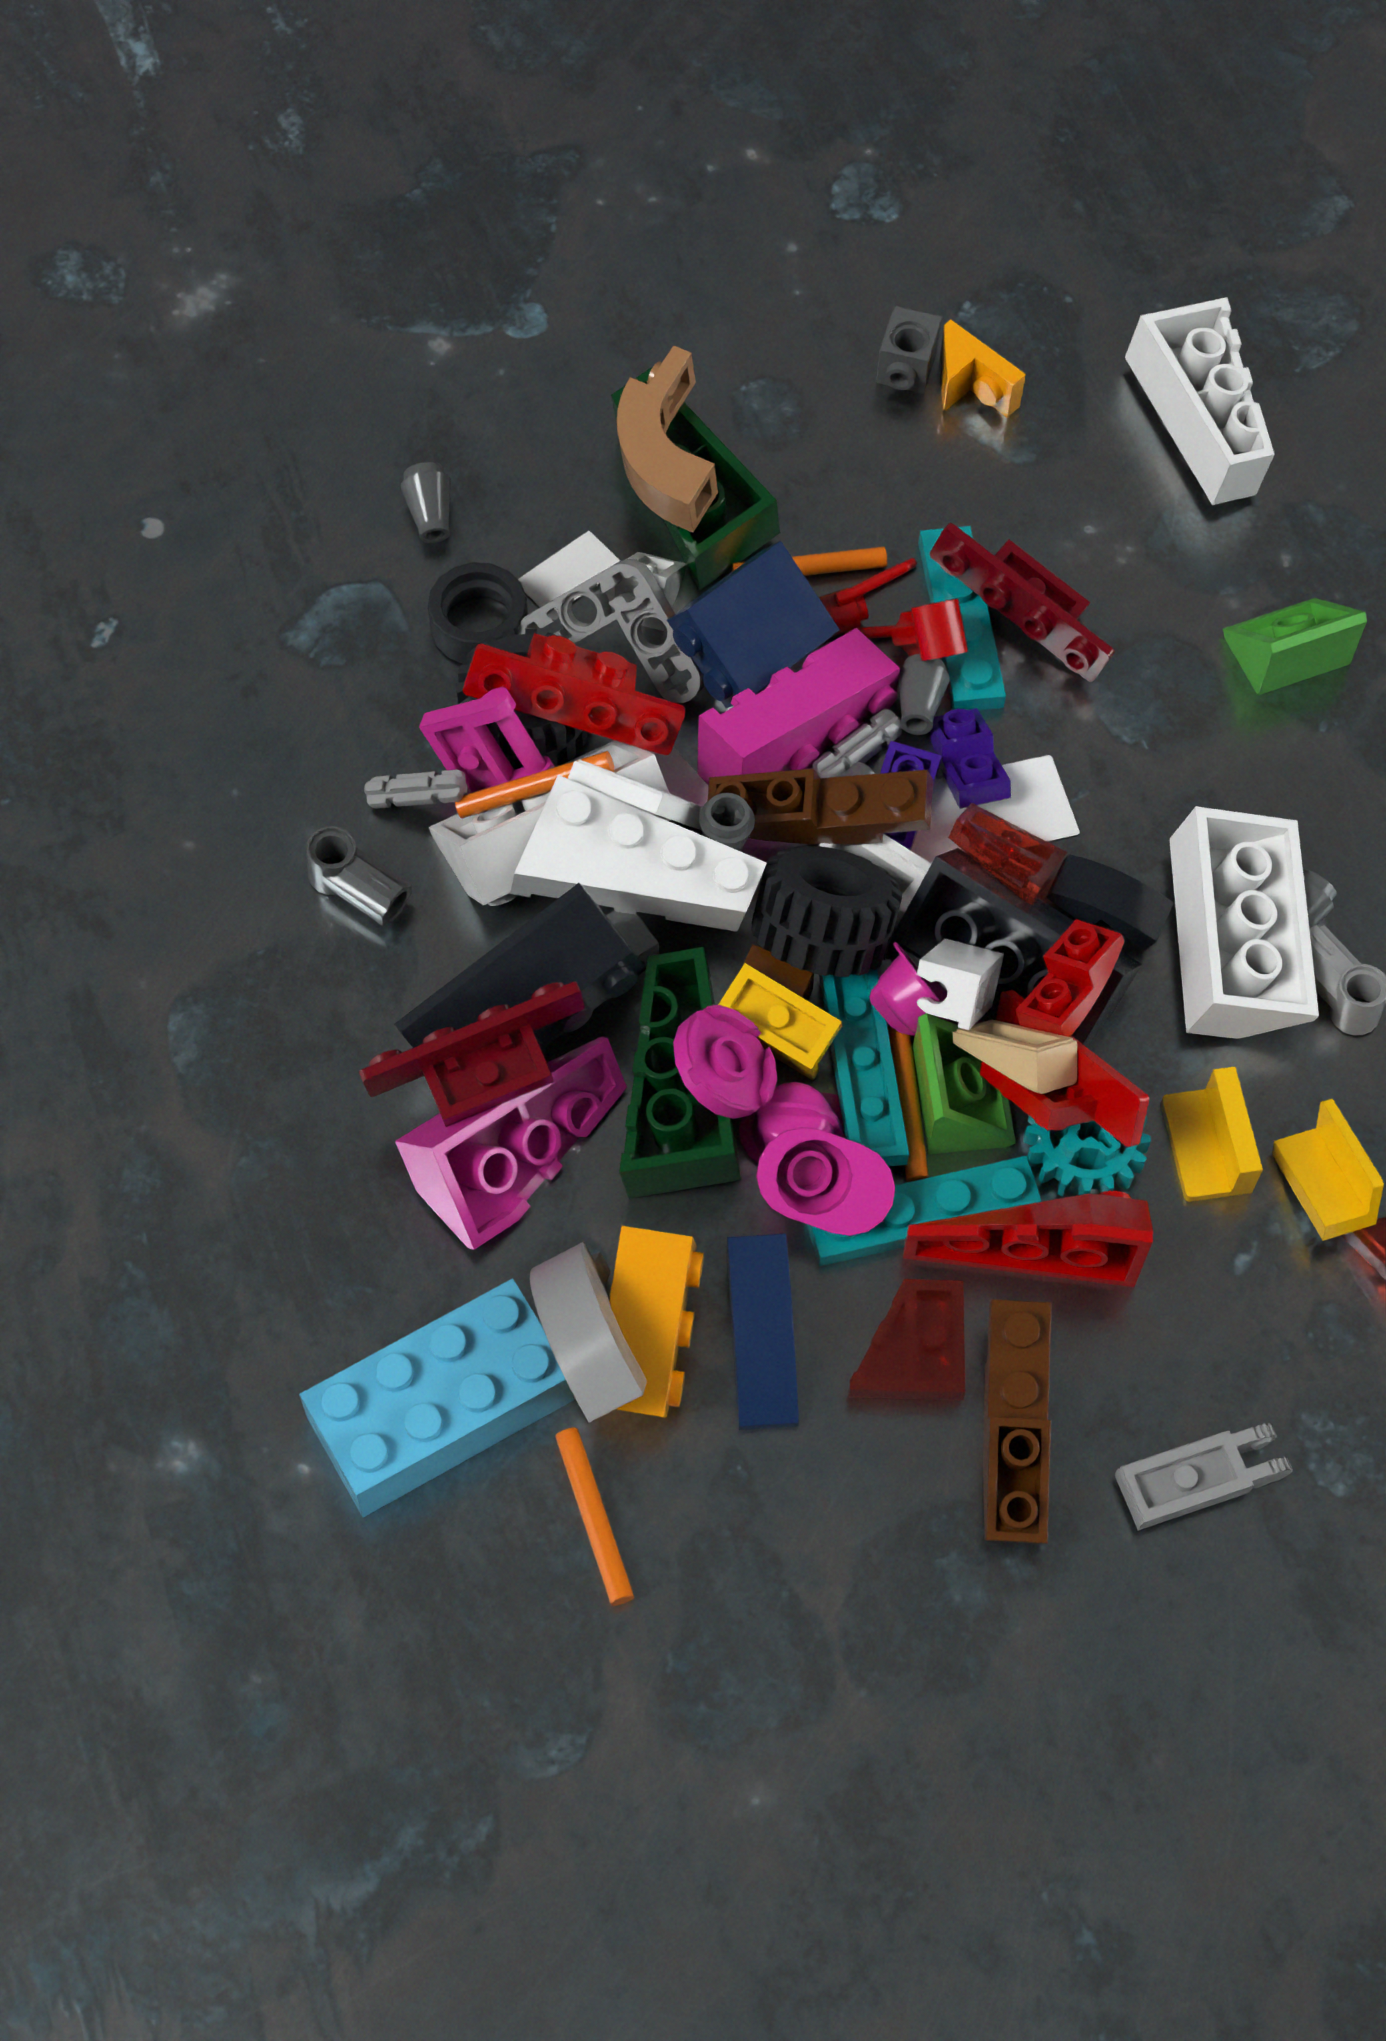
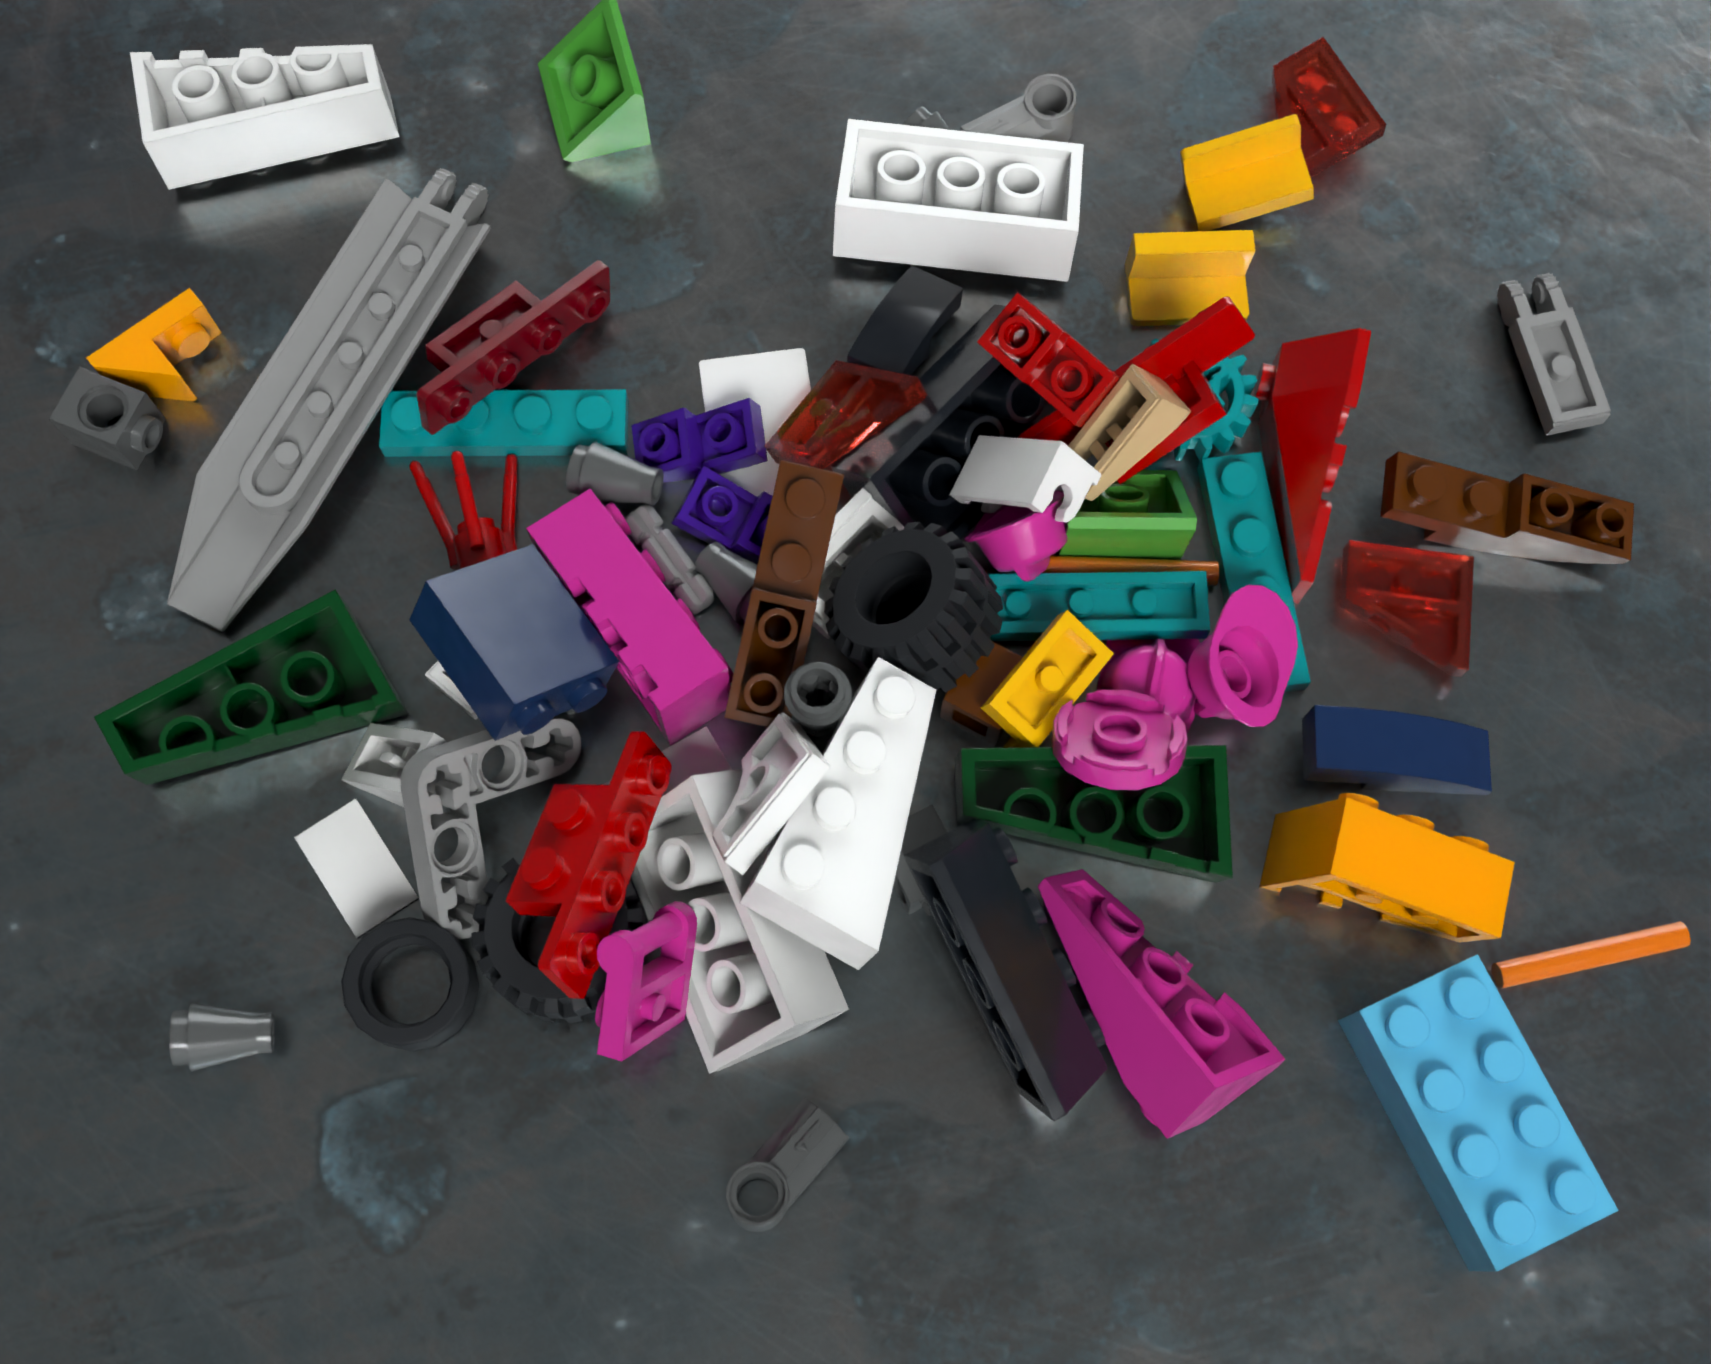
camera: 85 degrees left, 10 degrees up
(416, 789) = (669, 1081): light grey axle -> none
(482, 1061) = (1109, 1019): dark red bracket -> none
(522, 787) = (701, 929): orange bar -> none
(584, 1331) = (1432, 935): light grey arch -> none
(663, 475) = (265, 727): medium nougat arch -> none
(838, 561) = (400, 581): orange bar -> none
(931, 630) = (546, 441): red piece -> none
(975, 485) = (321, 392): none -> light grey hinge

